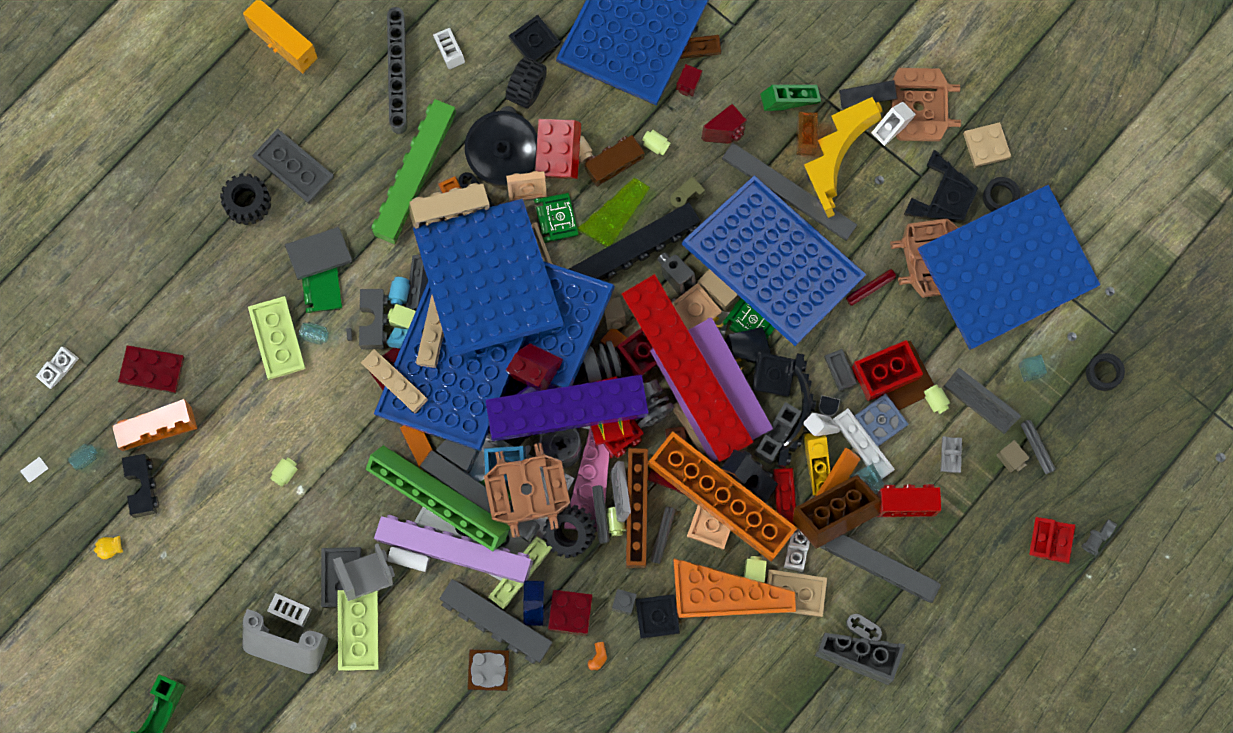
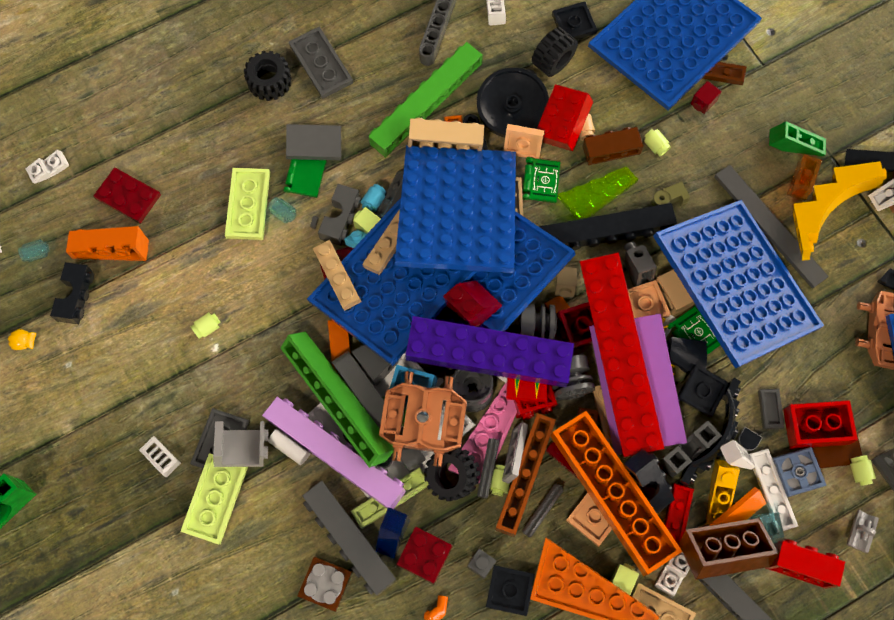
camera: 25 degrees right, 5 degrees down
(298, 656) = (153, 504): light grey windscreen -> none
(725, 127) = (727, 146): dark red slope -> none
(871, 287) = (825, 339): dark red axle -> none

